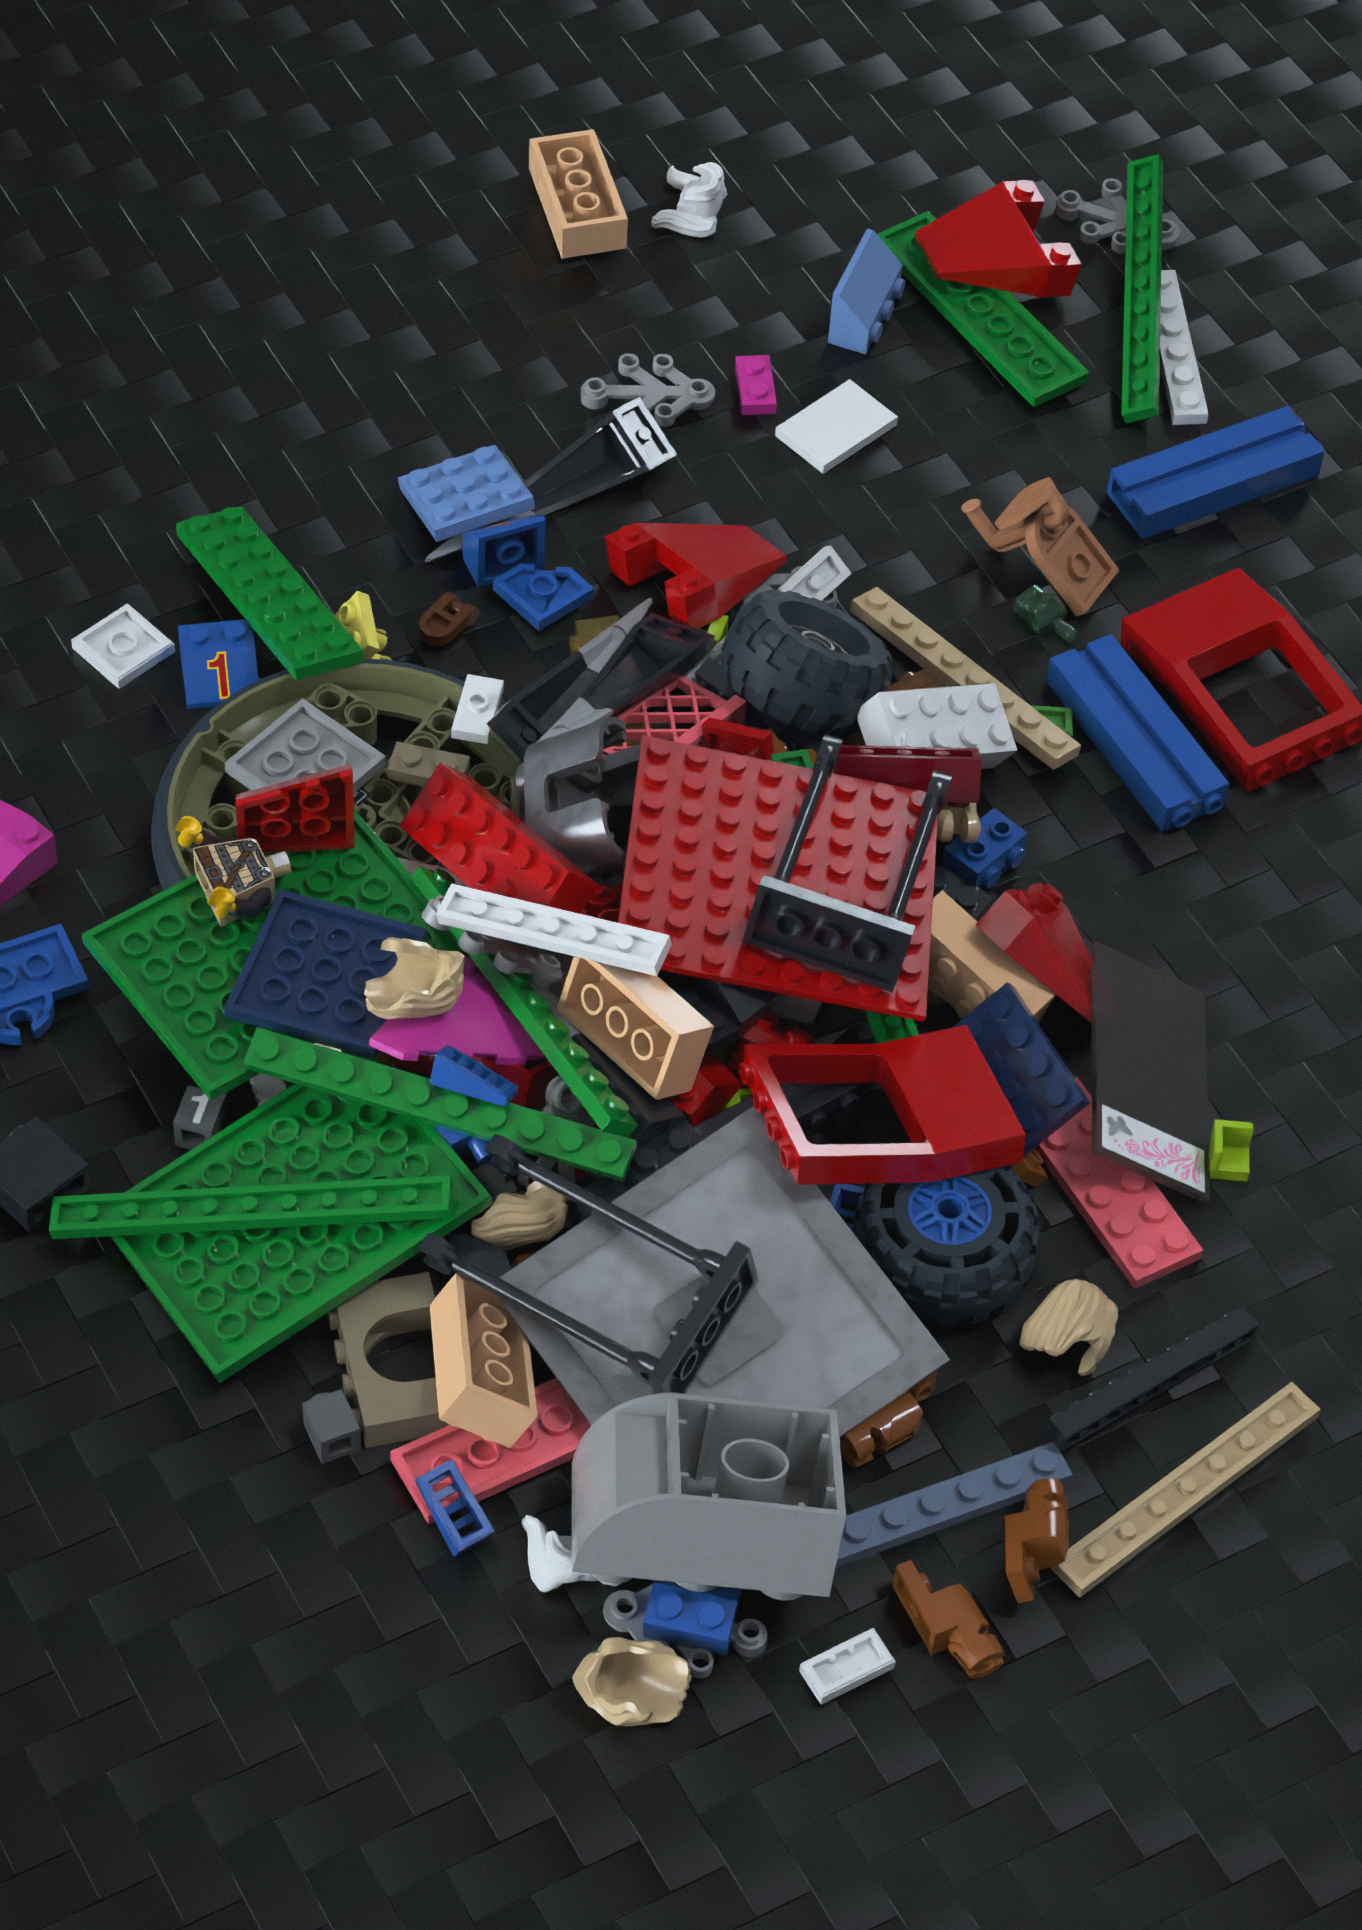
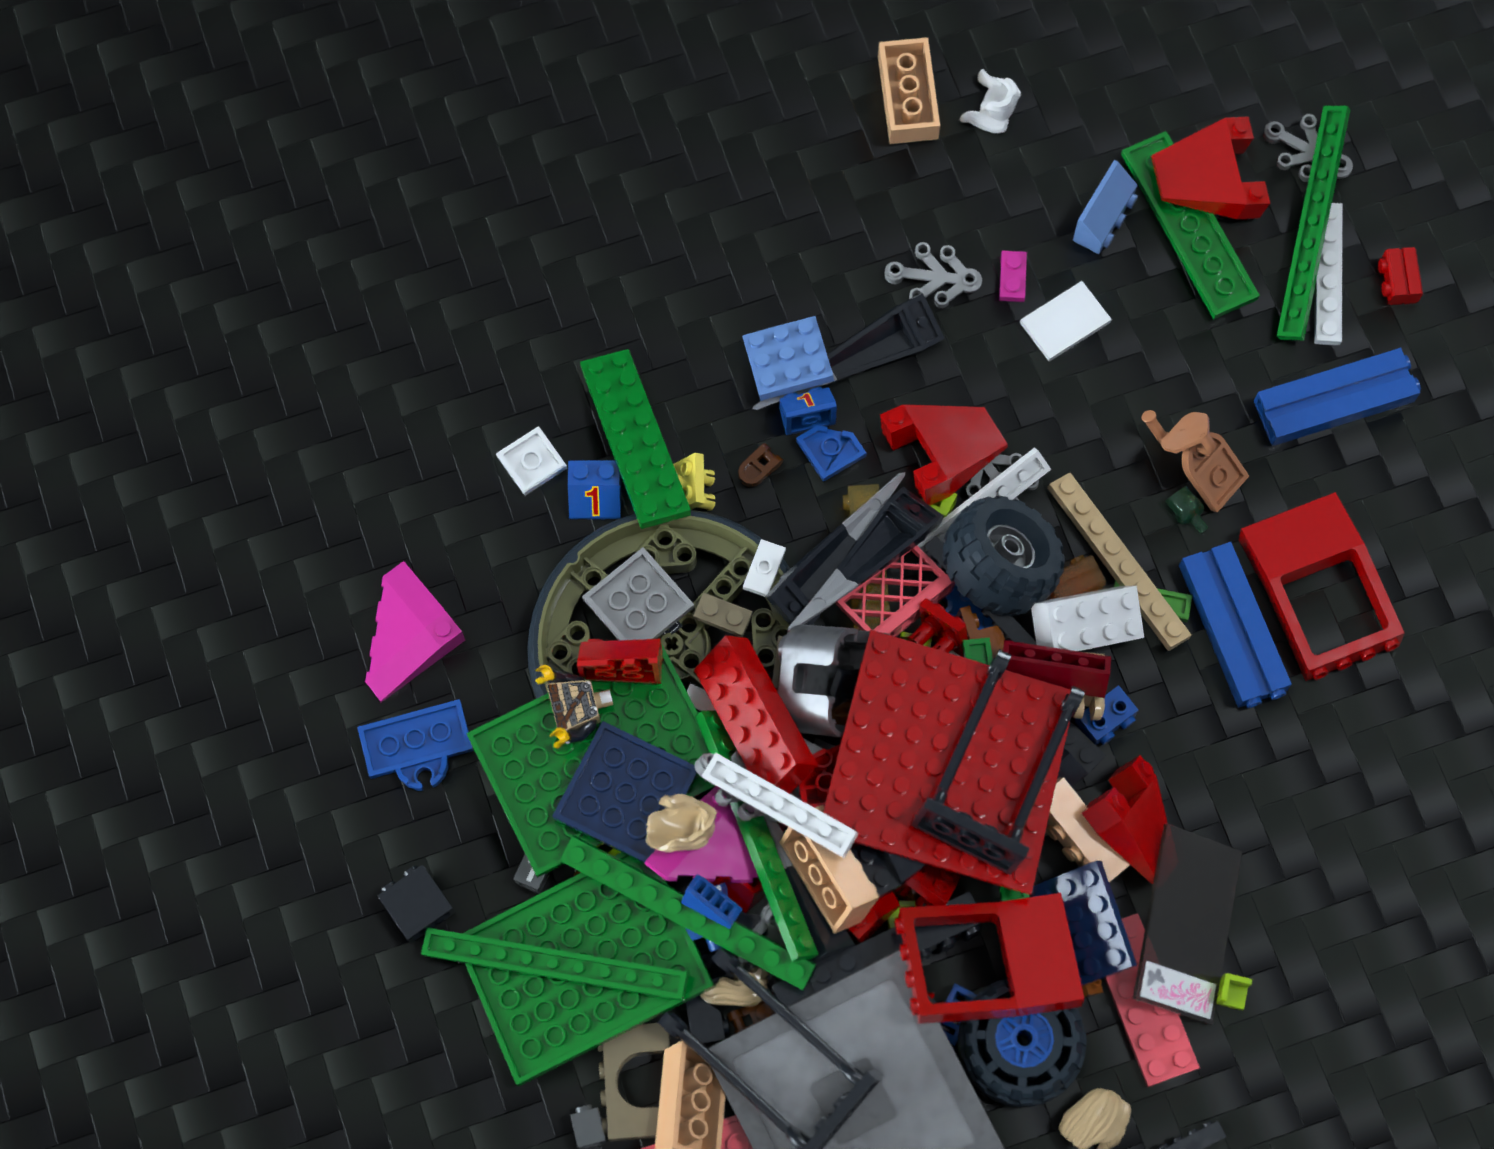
camera: 15 degrees right, 20 degrees up
(1269, 337) = (1401, 276): none -> red brick

